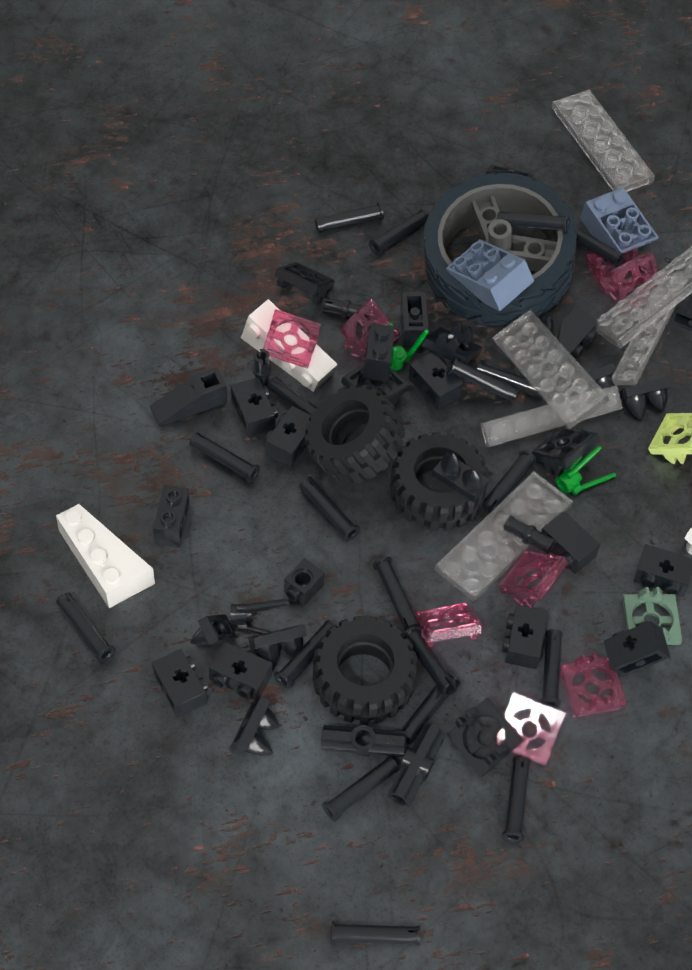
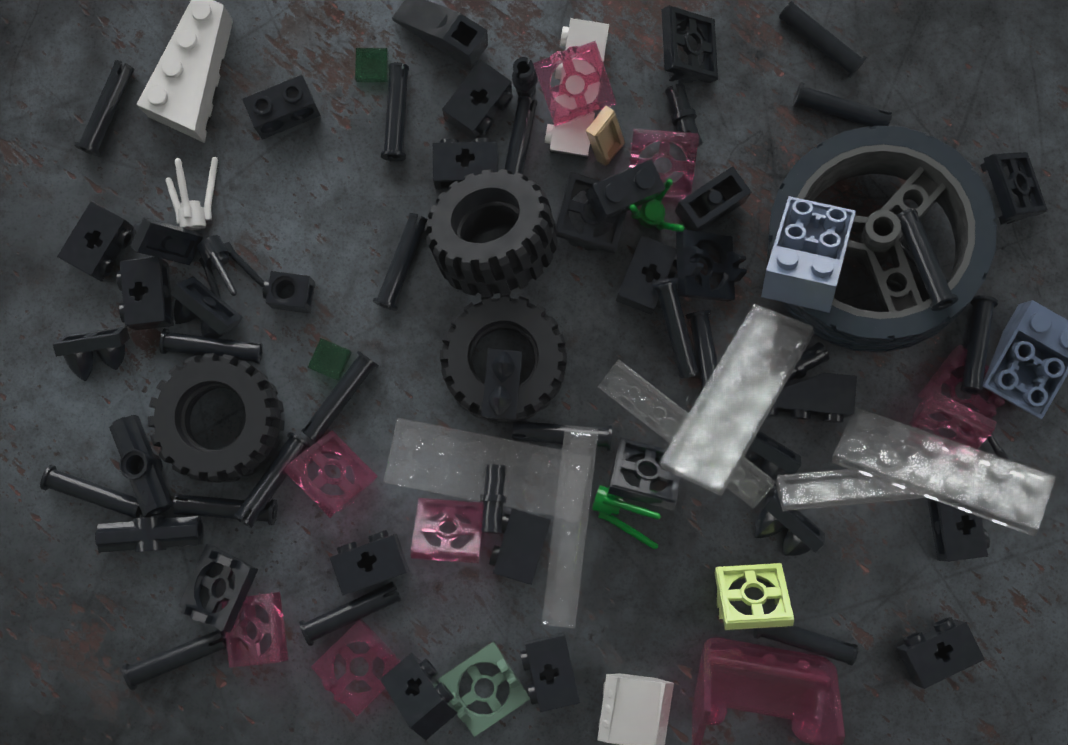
camera: 60 degrees right, 25 degrees up
(179, 455) = (371, 65): none -> clear green tile
(200, 610) = (190, 213): none -> white plant
(332, 347) = (605, 136): none -> tan tile
(365, 588) = (329, 359): none -> clear green tile
(579, 508) = (570, 526): none -> clear plate

